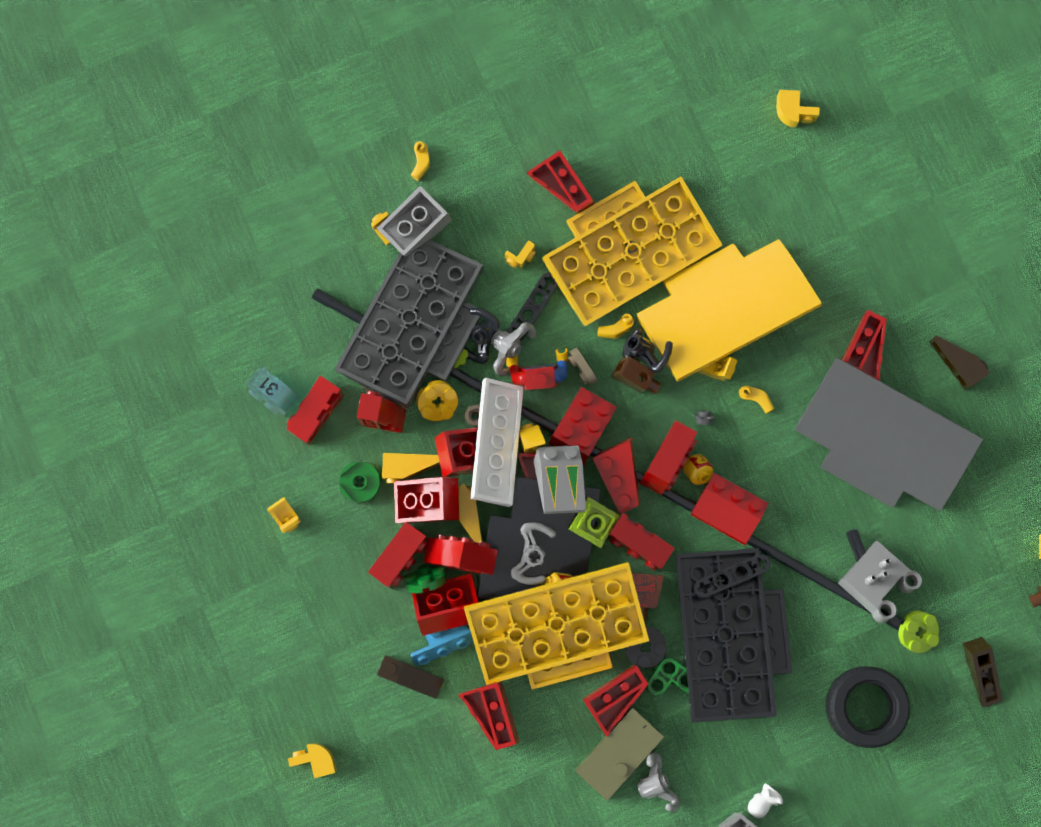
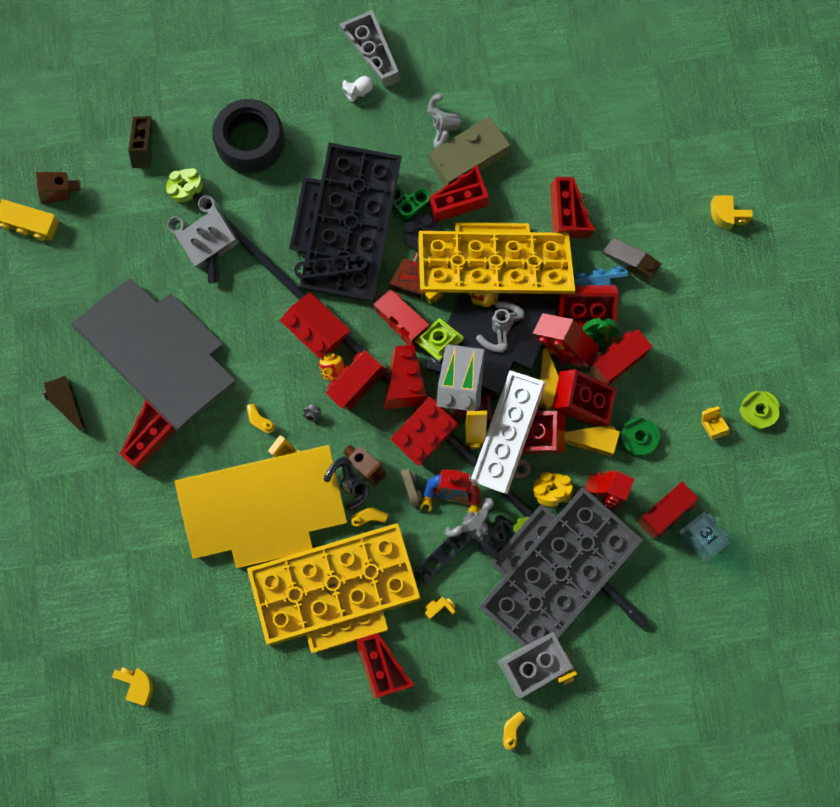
camera: 165 degrees left, 5 degrees down
(242, 555) = (759, 399): none -> lime plate

